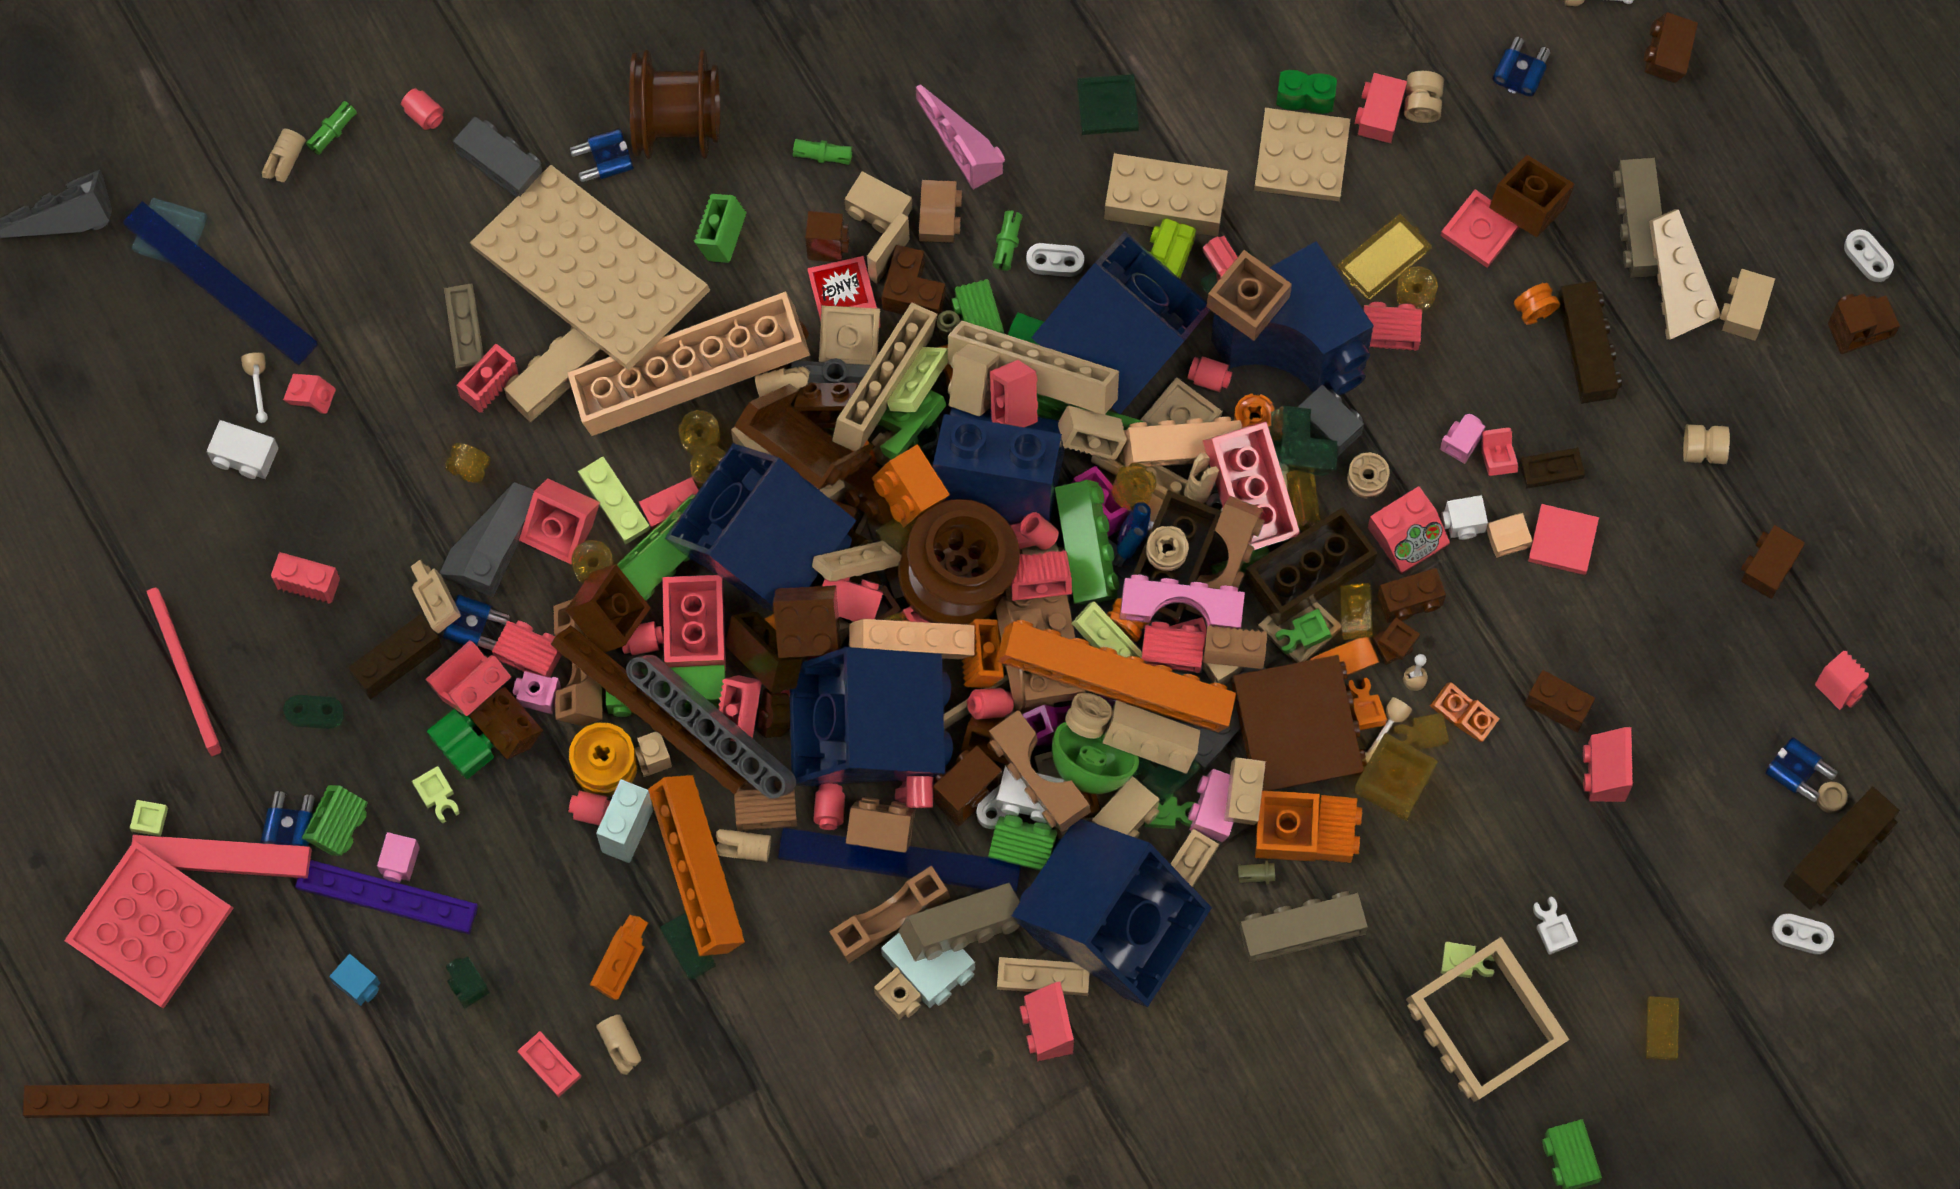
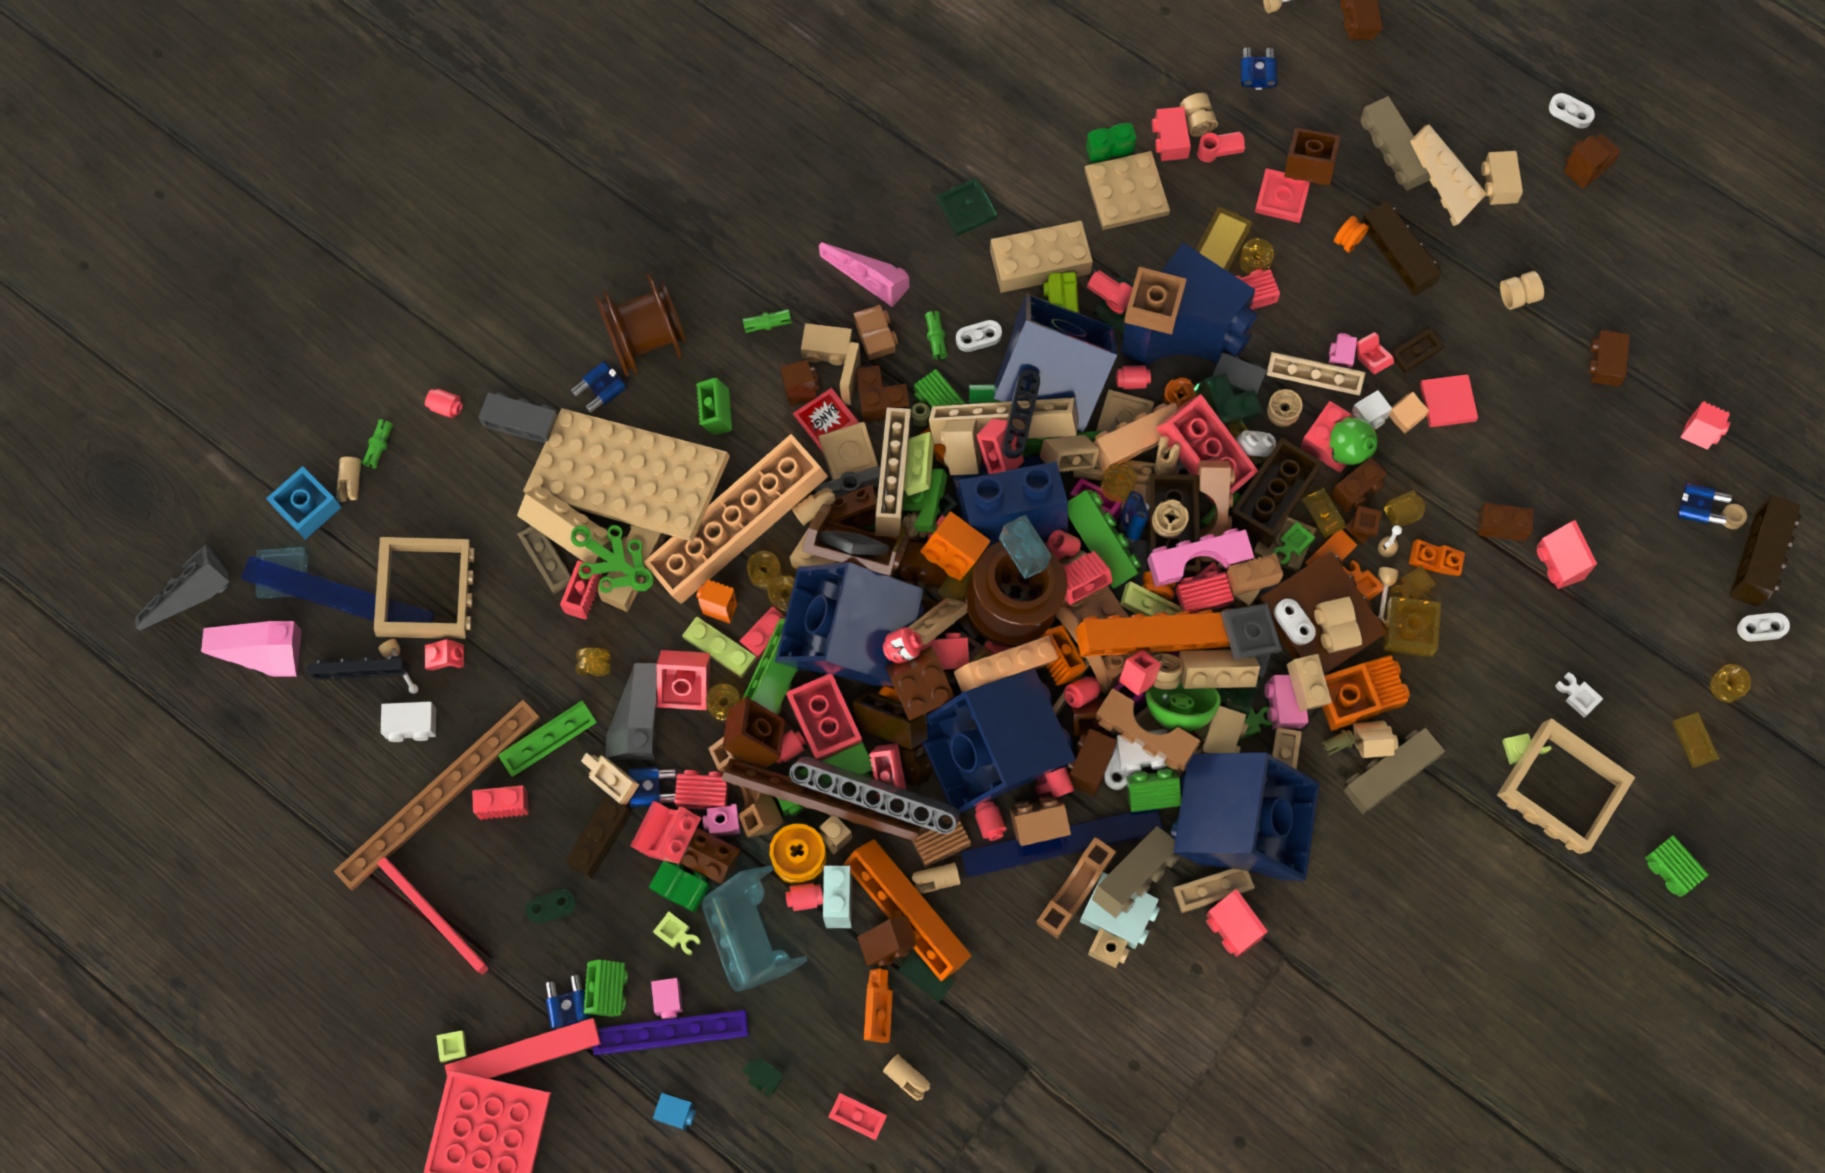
camera: 20 degrees left, 0 degrees up
(112, 304) = (261, 646): none -> bright pink wedge
(201, 368) = (357, 669): none -> black plate
(224, 164) = (303, 502): none -> dark azure brick
(242, 542) = (437, 795): none -> medium nougat plate
(302, 358) = (423, 630): none -> tan window
(384, 527) = (547, 738): none -> bright green plate
(499, 300) = (558, 520): none -> tan brick
(507, 816) = (740, 932): none -> clear light blue windscreen
(534, 360) = (614, 561): none -> bright green plant
(631, 448) = (717, 601): none -> orange brick
(658, 890) = (887, 941): none -> reddish brown brick
(797, 439) = (853, 543): none -> dark grey tile
(802, 572) = (902, 645): none -> coral head
(981, 515) = (1025, 546): none -> clear light blue brick
(1048, 366) = (1020, 413): none -> black beam
(1056, 704) = (1140, 672): none -> coral brick
(1204, 708) = (1250, 631): none -> dark grey tile
(1259, 717) = (1292, 623): none -> white plate
(1295, 883) = (1374, 739): none -> tan brick
(1307, 740) = (1338, 625): none -> tan brick
(1313, 501) = (1256, 443): none -> white plate
(1421, 449) = (1315, 373): none -> tan brick
(1425, 542) = (1353, 441): none -> bright green cylinder
(1435, 143) = (1220, 144): none -> coral piece
(1452, 643) = (1405, 509): none -> clear yellow brick
(1735, 969) = (1740, 685): none -> clear yellow wheel

